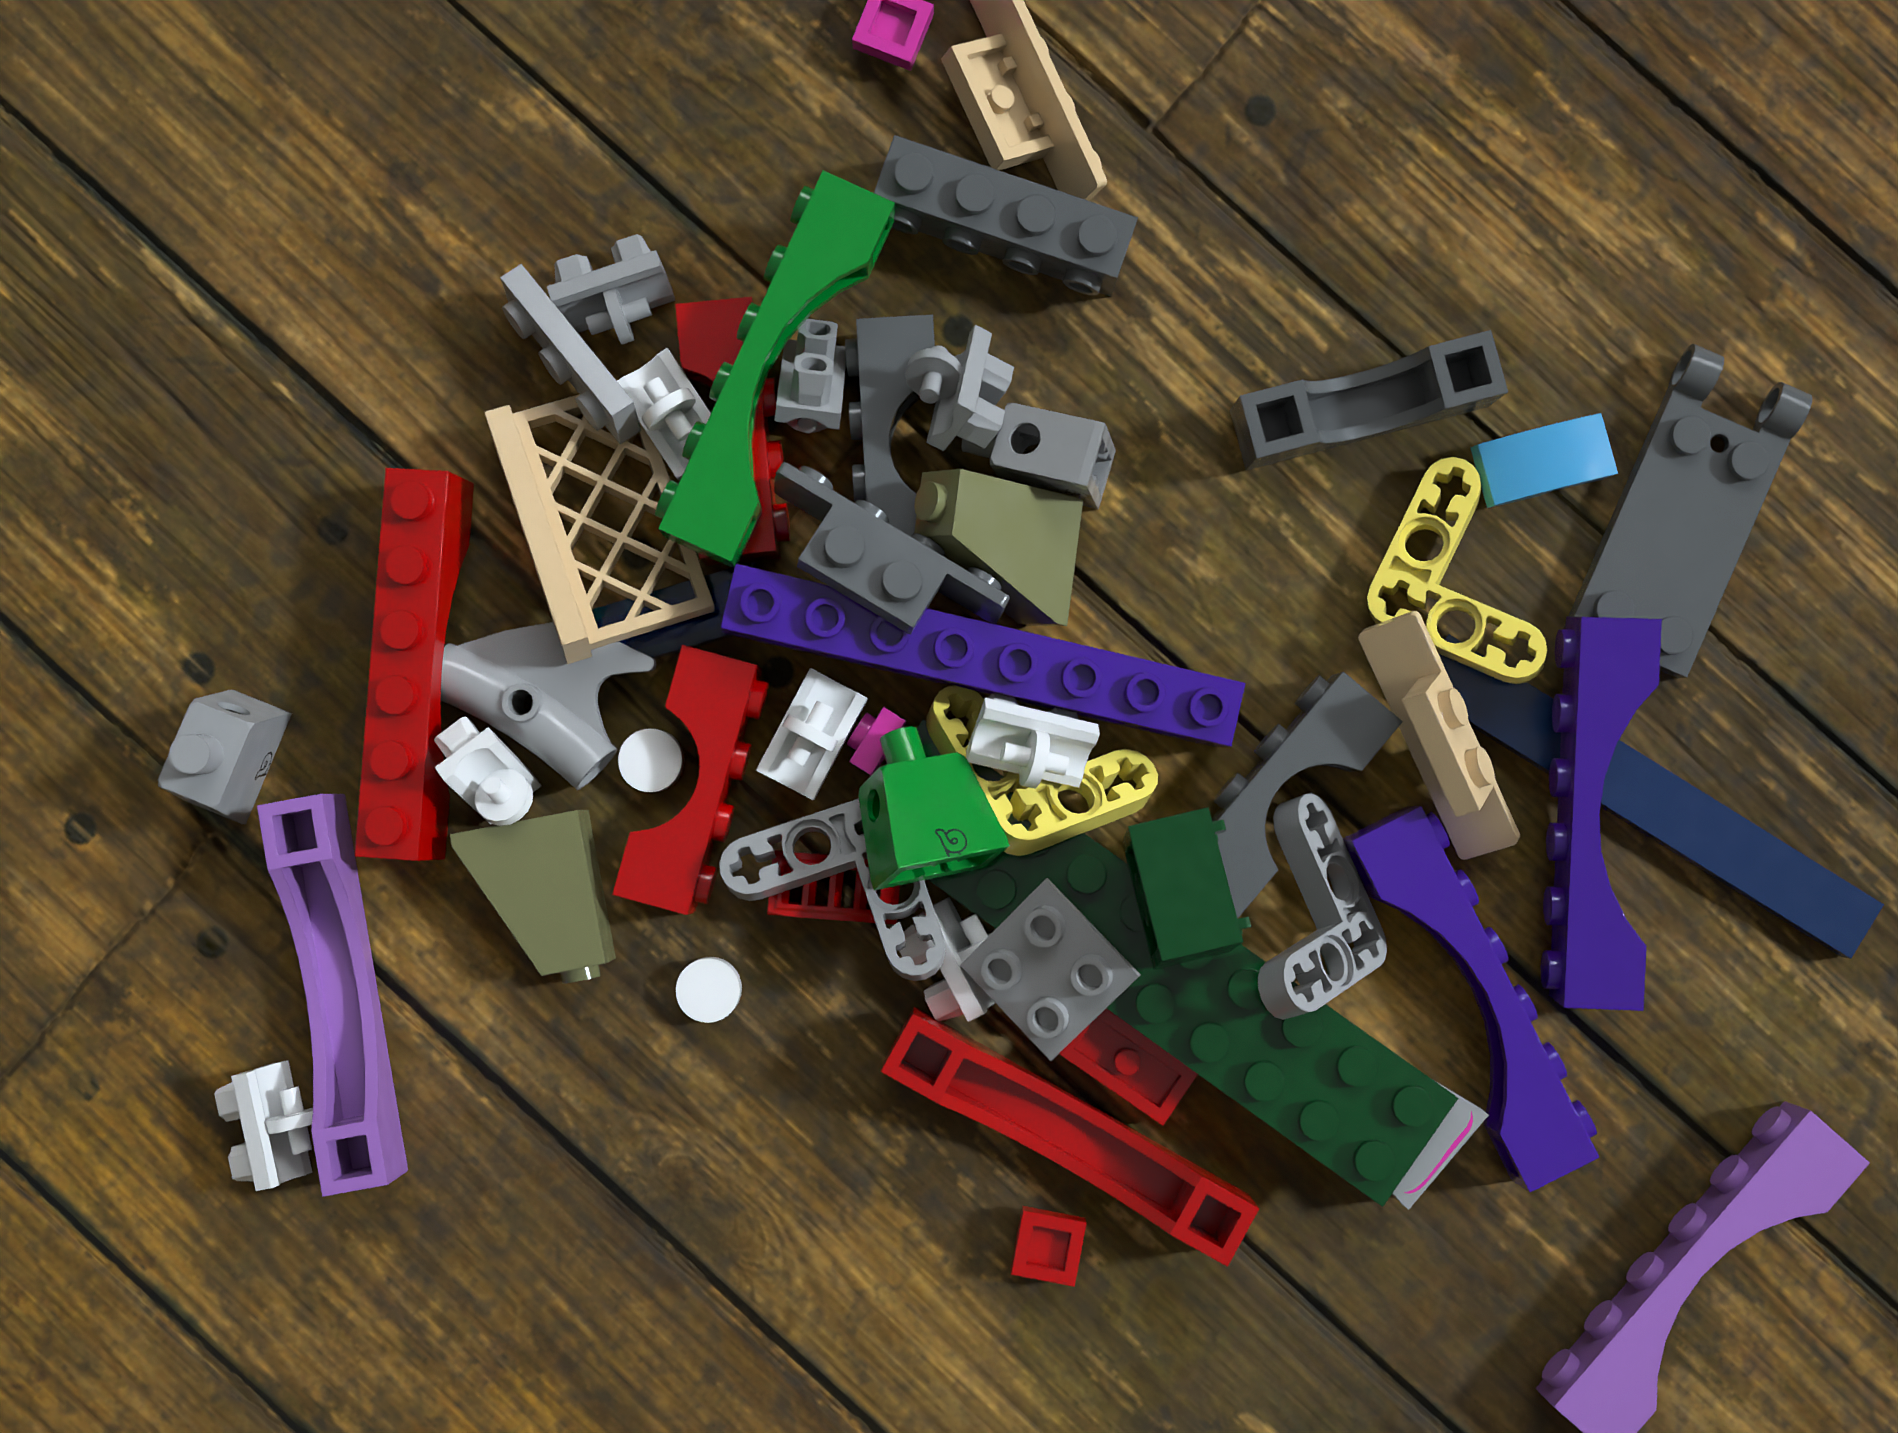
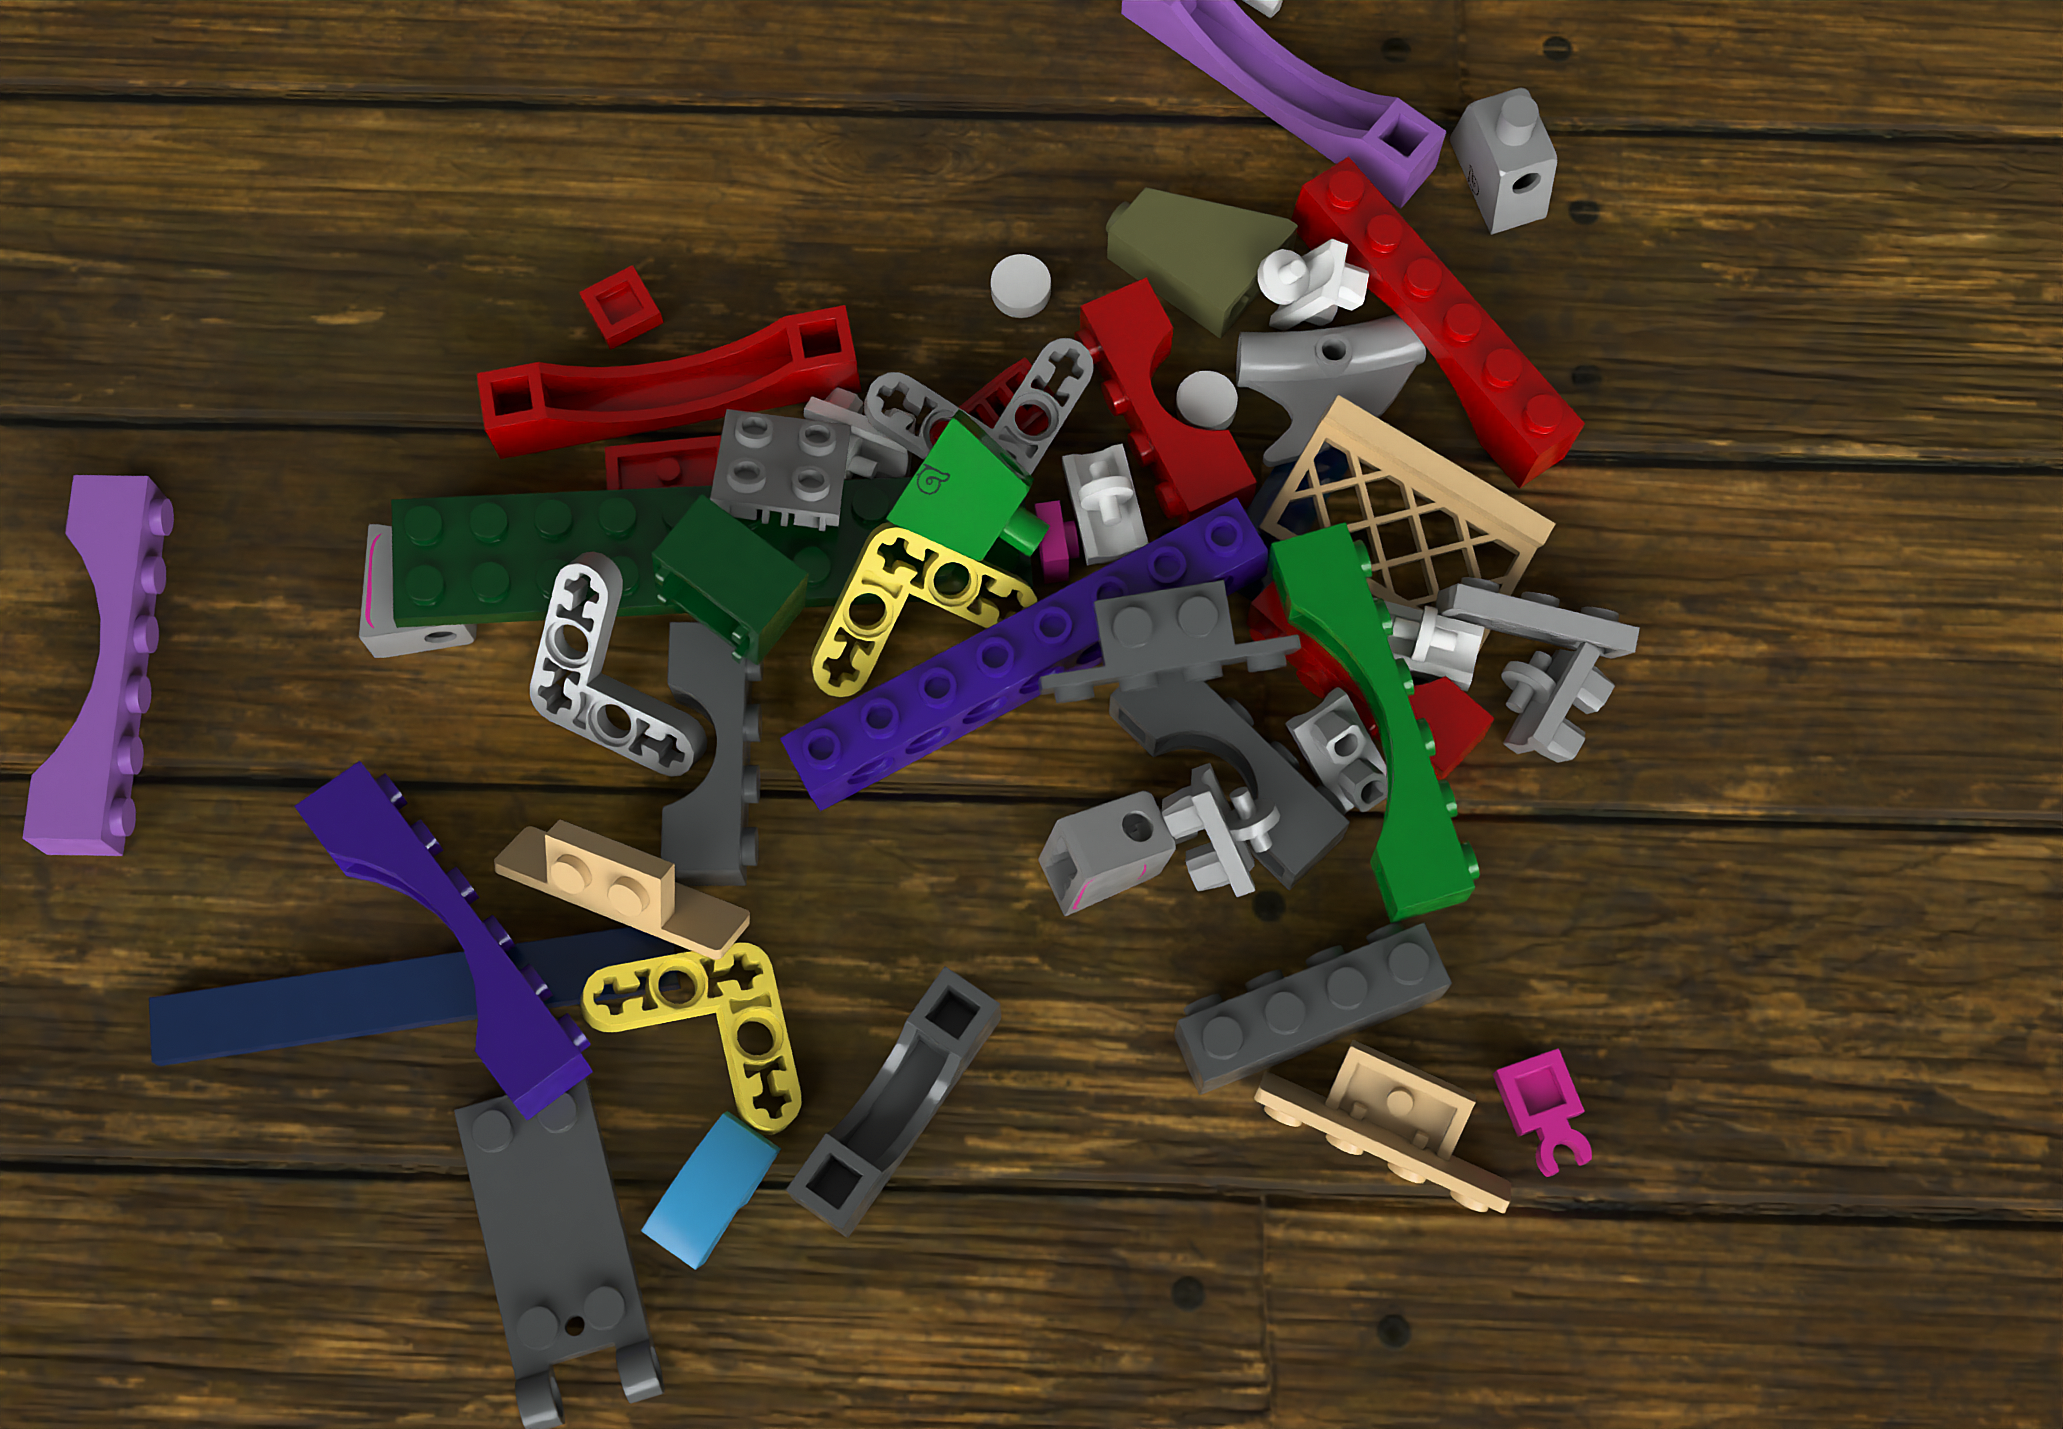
camera: 140 degrees right, 15 degrees down
(1009, 531) = (1090, 749): olive slope -> none
(1031, 742) = (933, 610): white hips -> none
(1528, 1108) = (556, 770): dark purple arch -> none

